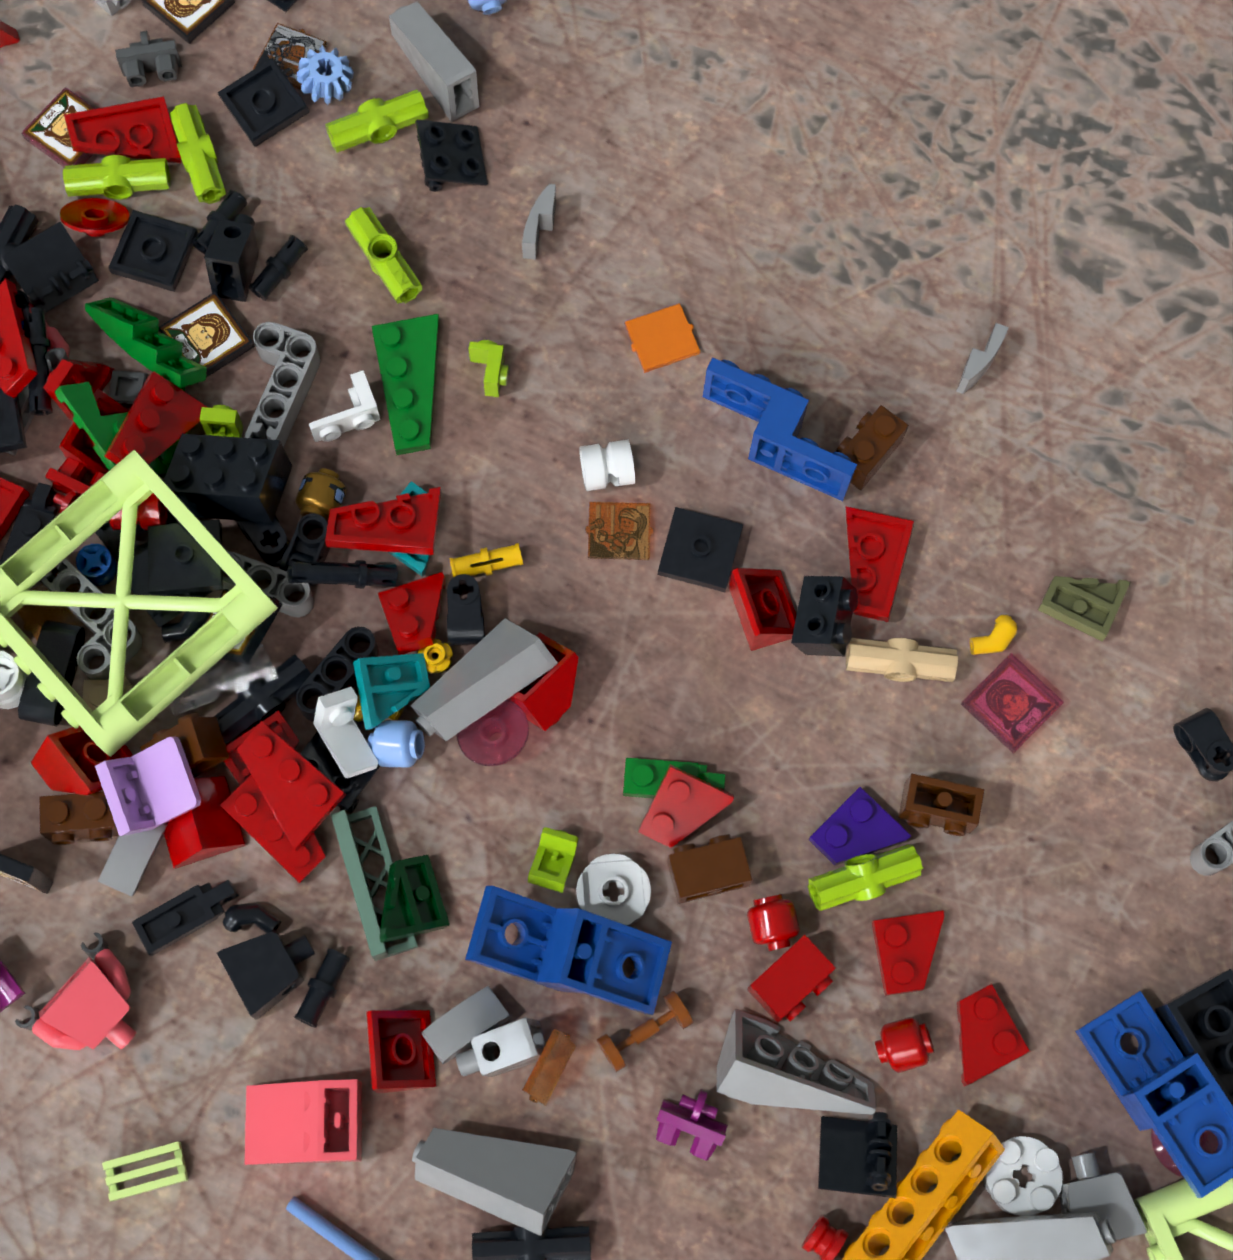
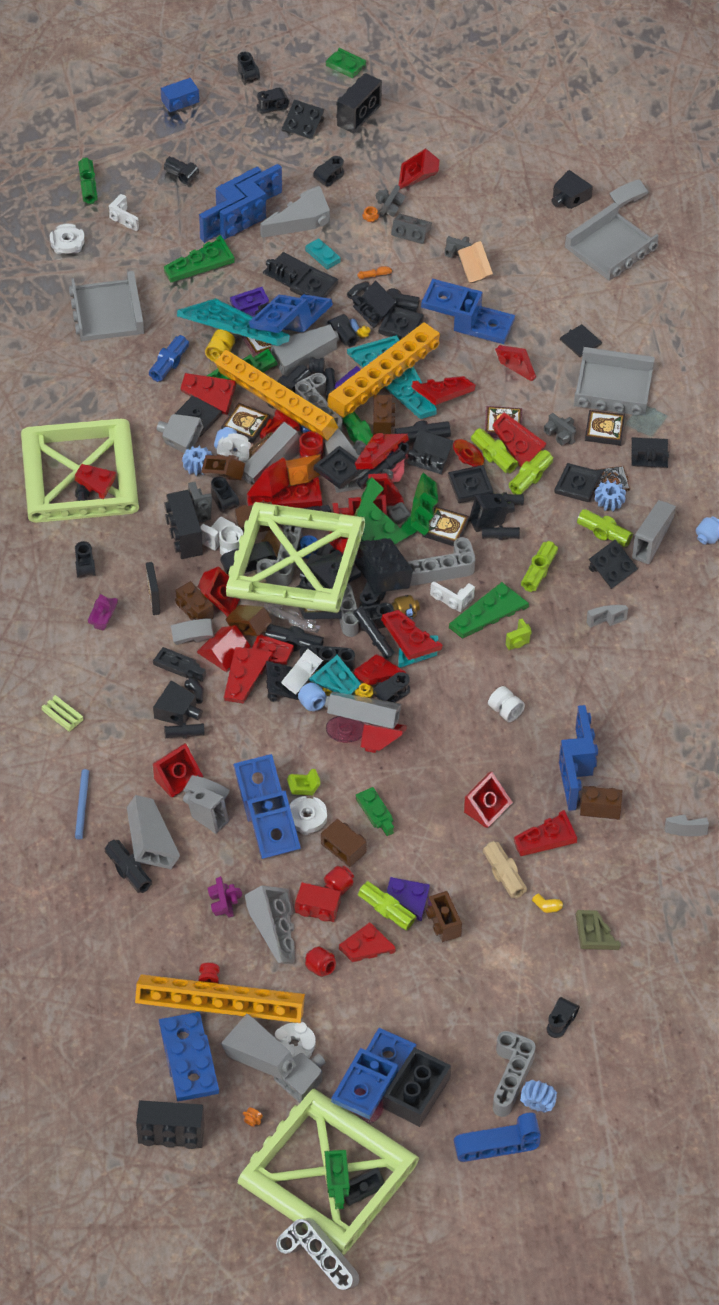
camera: 60 degrees right, 20 degrees down
(86, 1005) = (116, 650): coral torso -> none
(149, 787) = (221, 613): lavender bracket -> none
(155, 420) = (388, 524): red wing -> none
(221, 421) = (408, 549): lime bracket -> none
(290, 784) = (262, 664): red wing -> none
(304, 1122) = (124, 756): coral slope -> none
(358, 877) = (238, 719): sand green fence -> none
(412, 900) = (246, 740): dark green wing -> none
(510, 557) = (432, 691): yellow pin -> none
(549, 1067) = (209, 827): clear orange piece -> none
(619, 531) = (481, 730): clear orange piece -> none
(645, 1030) = (234, 851): dark orange wheel -> none
(662, 338) = (591, 695): orange piece -> none
(681, 807) = (365, 817): red wing -> none
(700, 549) = (499, 761): black plate -> none
(824, 616) = (500, 825): black brick -> none
(858, 1156) = (256, 968): black hinge -> none
(986, 1035) = (349, 996): red wing -> none
(1012, 703) = (520, 928): clear pink tile -> none

